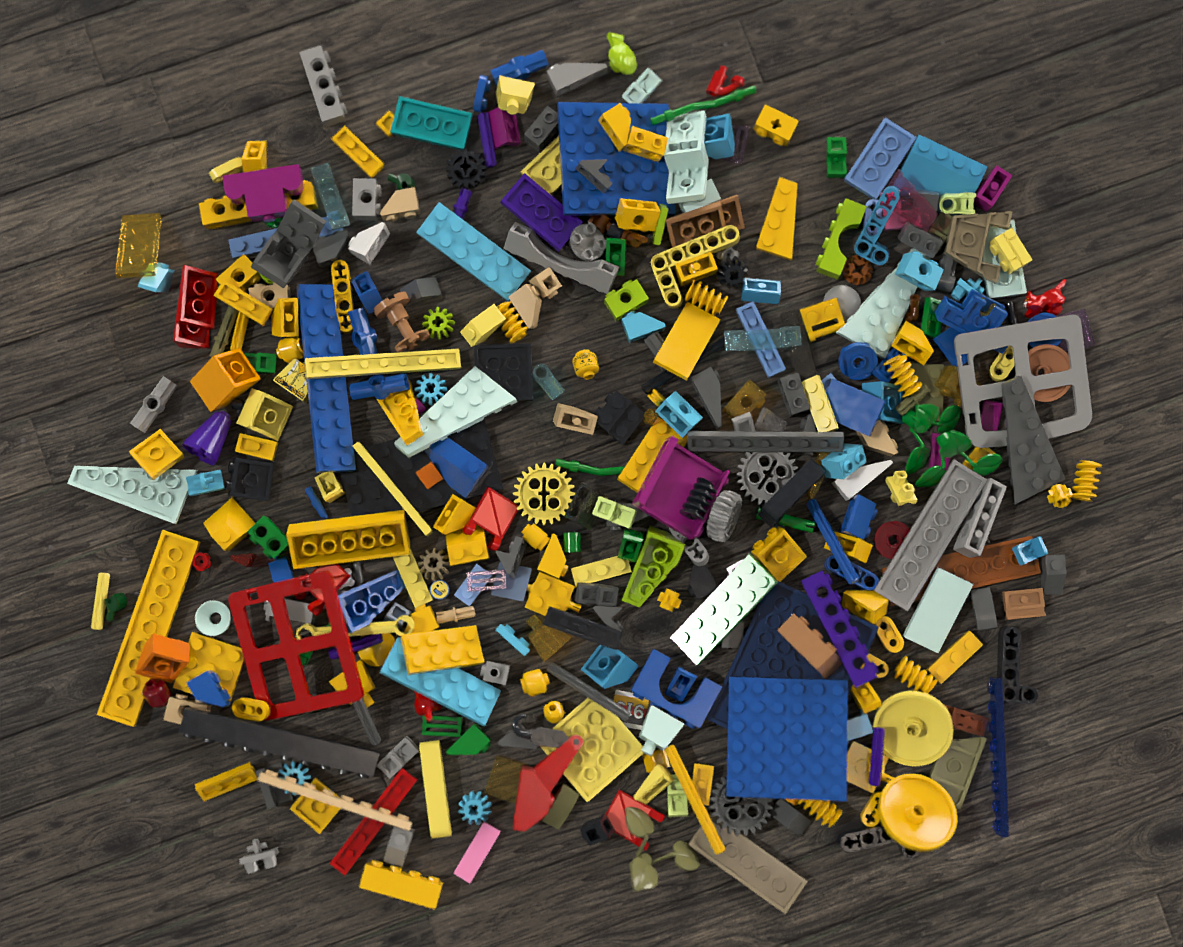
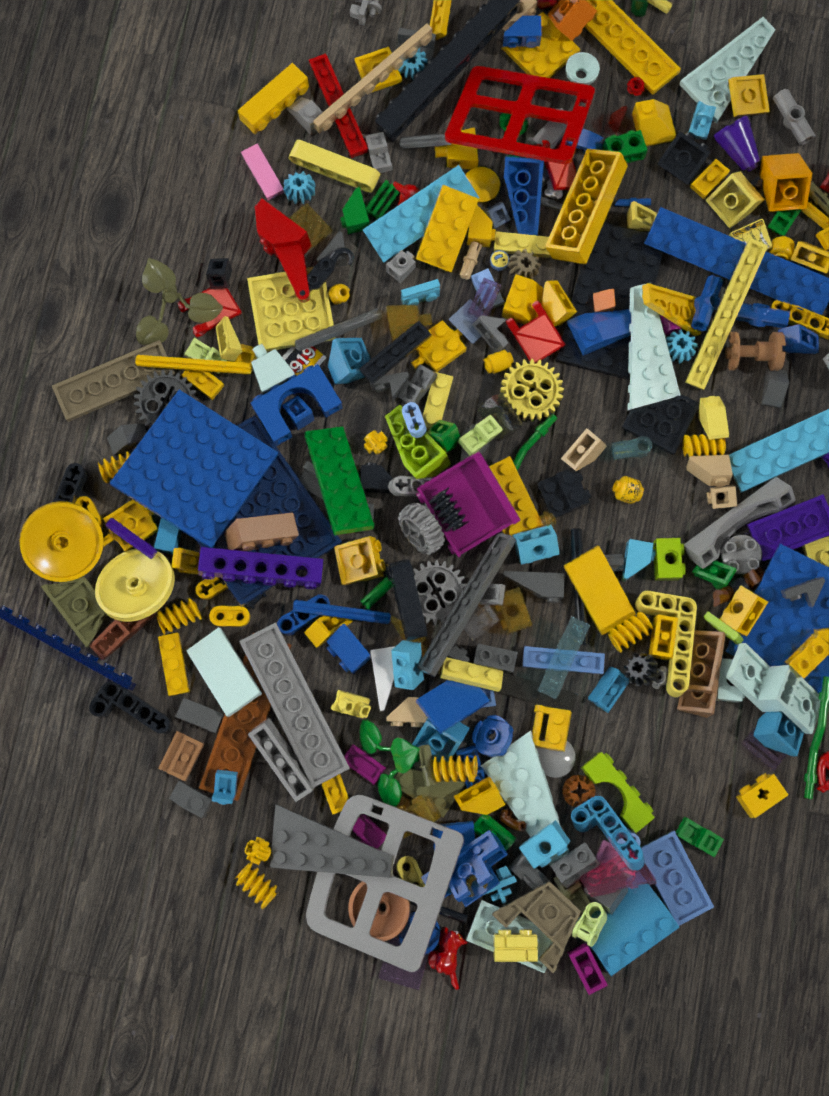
camera: 120 degrees right, 5 degrees down
(252, 709) = (488, 59): yellow plate -> none
(359, 644) = (491, 170): dark purple axle -> none
(372, 628) = (499, 180): light yellow piece -> none
(393, 488) = (609, 263): light yellow tile -> none
(444, 326) = (744, 385): lime gear -> none
(534, 682) = (373, 291): yellow head -> none
(553, 560) = (470, 366): yellow slope -> none
(563, 803) = (257, 256): olive slope -> none
(572, 542) = (475, 390): green beam -> none
(635, 581) = (410, 421): none -> light blue beam
(656, 397) = (563, 535): yellow bush -> none
(778, 227) = (664, 744): yellow wing -> none
(865, 604) = (267, 609): yellow slope -> none
(882, 535) = (321, 665): dark red plate -> none
(951, 445) = (362, 769): green plant -> none

